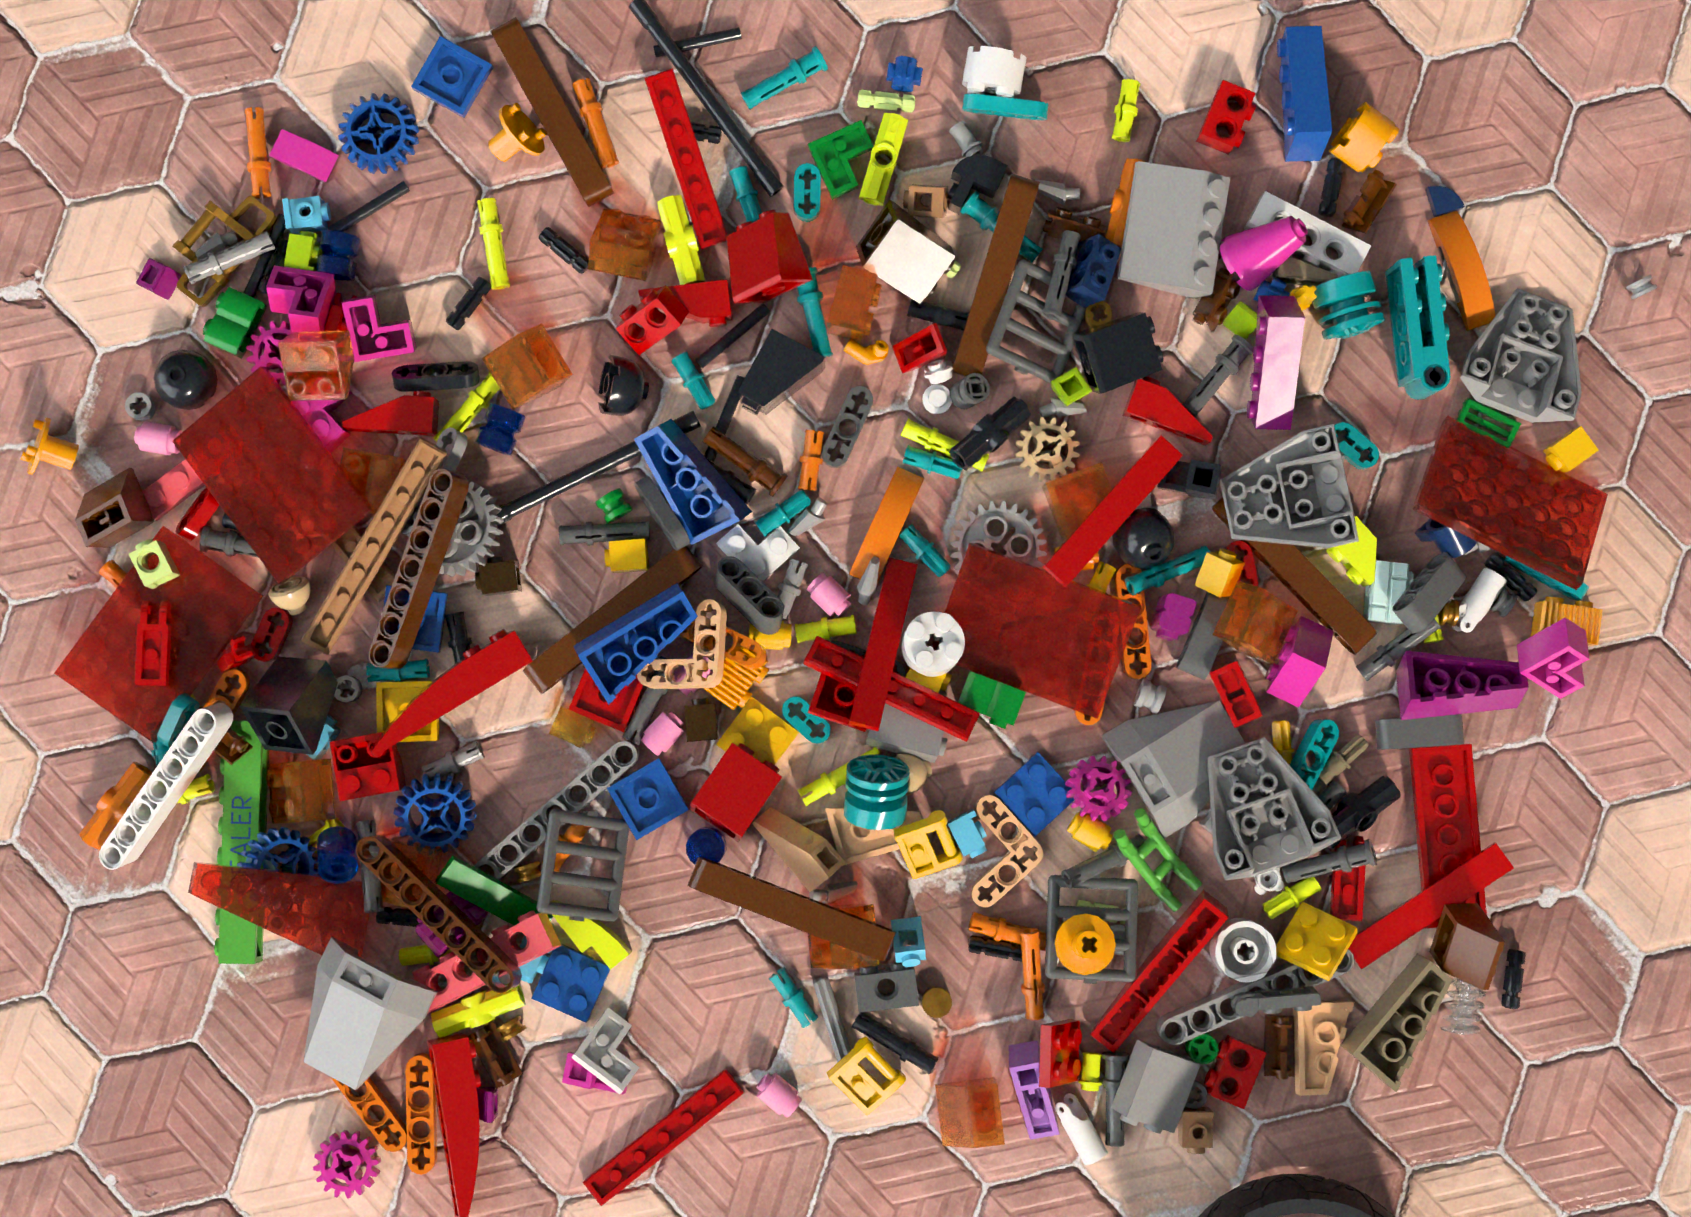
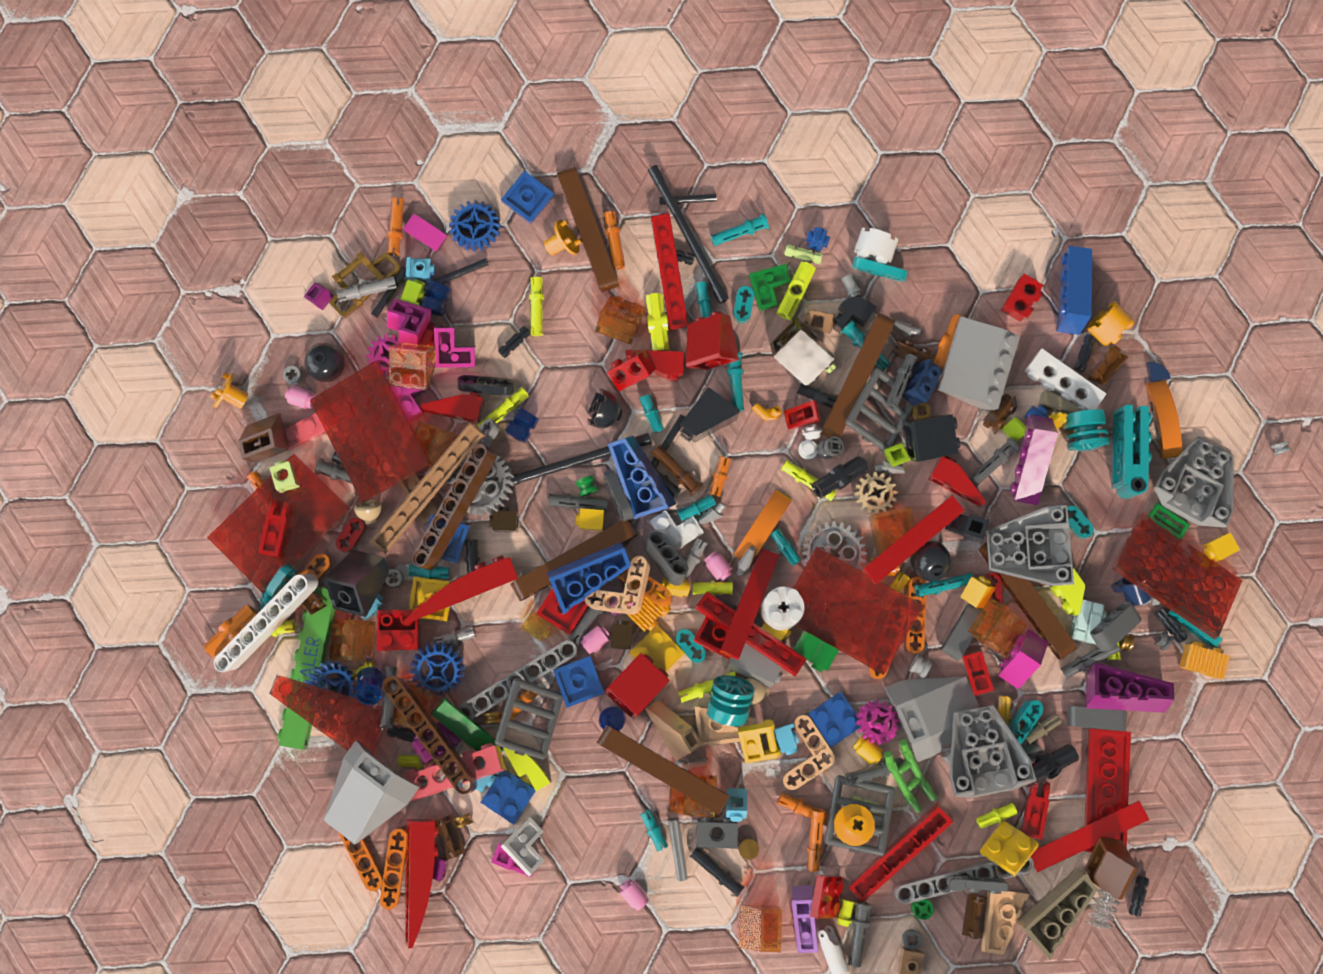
camera: 15 degrees right, 5 degrees down
(197, 515) = (317, 450): red beam -> none
(216, 244) = (359, 279): light grey bar -> none
(234, 322) = (362, 330): green brick -> none
(235, 655) = (326, 544): red plate -> none
(276, 259) = (396, 294): black axle -> none
(353, 1174) = (338, 886): dark pink gear -> none
(476, 1010) = (442, 804): neon yellow piece -> none
(527, 366) = (546, 387): clear orange slope -> none
(564, 250) = (581, 317): black axle -> none
(663, 1136) = (552, 910): red tile -> none
(733, 335) = (681, 388): black bar -> none
(852, 304) = (765, 374): clear orange brick -> none
(859, 1083) = (688, 894): yellow plate -> none
(863, 410) = (750, 444): dark grey beam -> none
(931, 462) = (798, 490): teal axle -> none
(995, 948) = (792, 818): black axle -> none
(1126, 110) = (957, 283): neon yellow pin -> none
(1155, 1087) = (887, 930): light grey brick -> none
(1172, 616) = (943, 615): magenta brick -> none
(1242, 1073) = (948, 931): red brick -> none
(1256, 959) = (966, 855): white brick -> none
(1262, 249) = (1035, 385): dark pink cone -> none
(1273, 884) = (986, 805): white plate -> none
(1343, 859) = (1035, 795): dark grey pin -> none
(1479, 599) = (1148, 636): white piece -> none
(1555, 657) = (1195, 682): dark pink brick -> none

